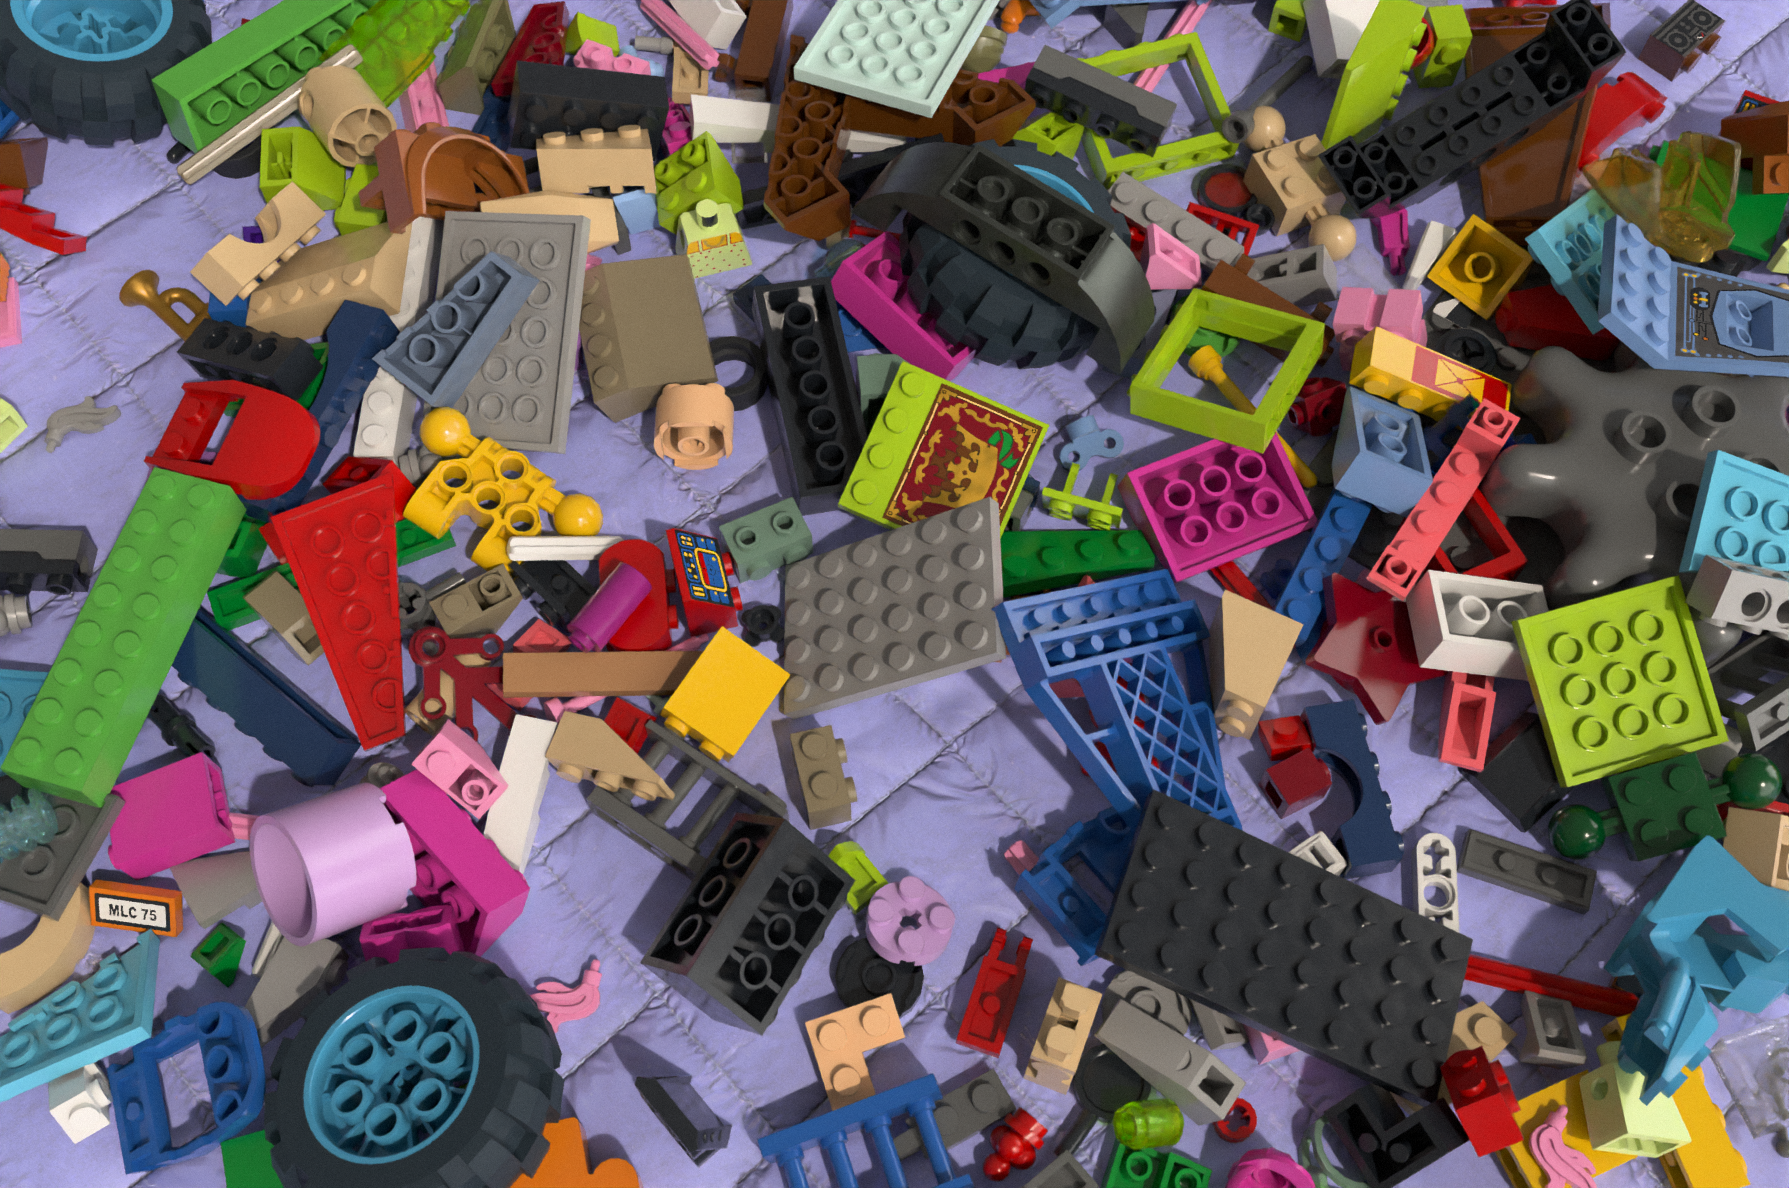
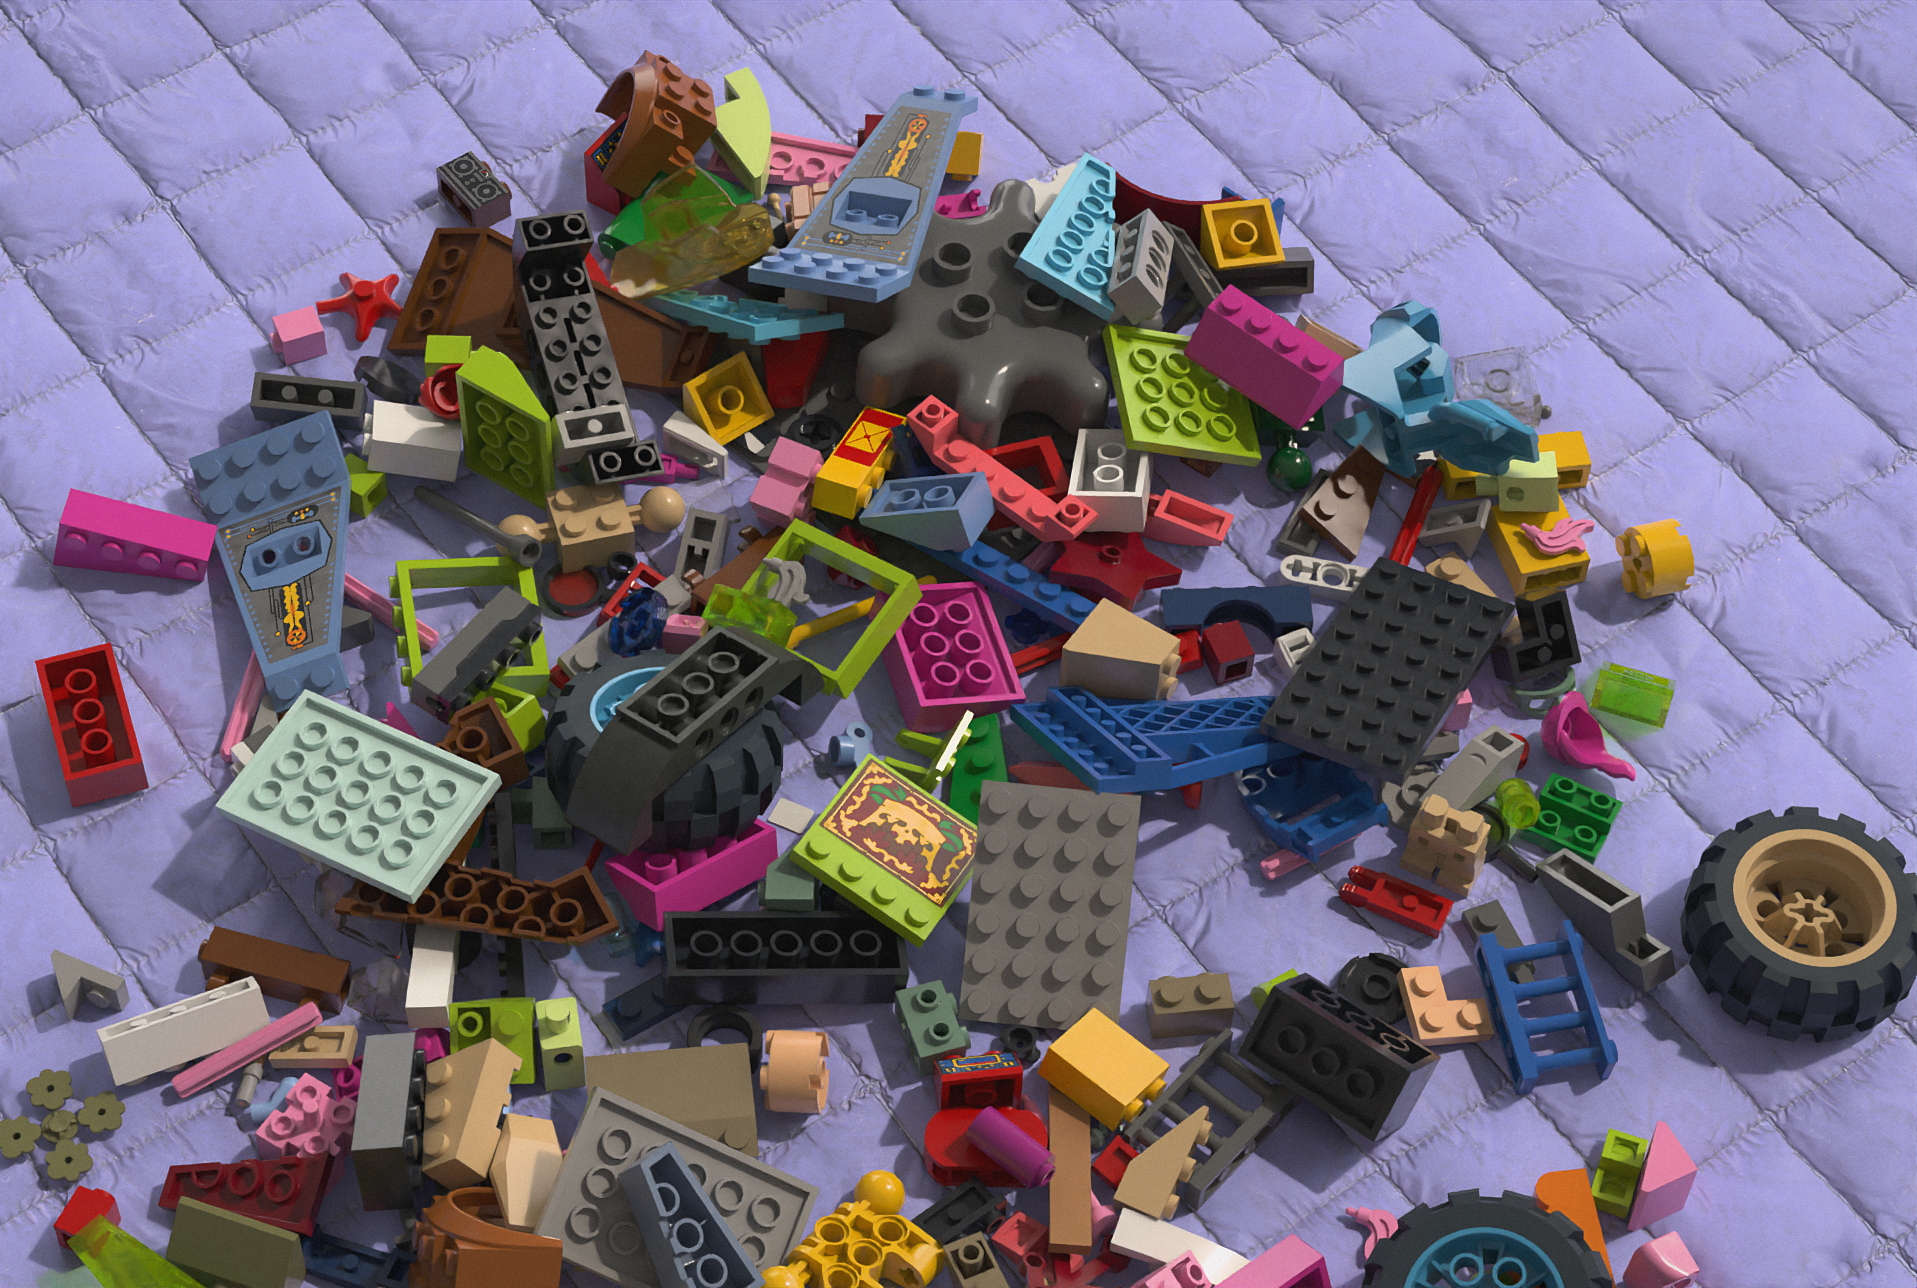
camera: 85 degrees left, 10 degrees down
(559, 547) = (923, 1199): white axle -> none
(588, 28) = (228, 1142): lime tile -> none
(685, 1115) = (1500, 1141): black slope -> none
(909, 944) = (1330, 937): lavender plate -> none
(1008, 396) = (791, 815): none -> white sticker
(1013, 1145) = (1527, 905): red piece -> none
(1158, 210) = (638, 623): none -> clear blue tile
(1181, 294) = (736, 608): none -> clear neon green piece
(1235, 331) = (791, 582): none -> light grey piece
(1374, 132) = (588, 430): none -> light grey brick
(1482, 1100) = (1519, 569): red brick -> none
(1520, 774) = (1230, 489): black slope -> none
(1551, 899) = (1345, 502): none -> reddish brown wing
(1691, 755) = (1265, 357): none -> dark pink slope

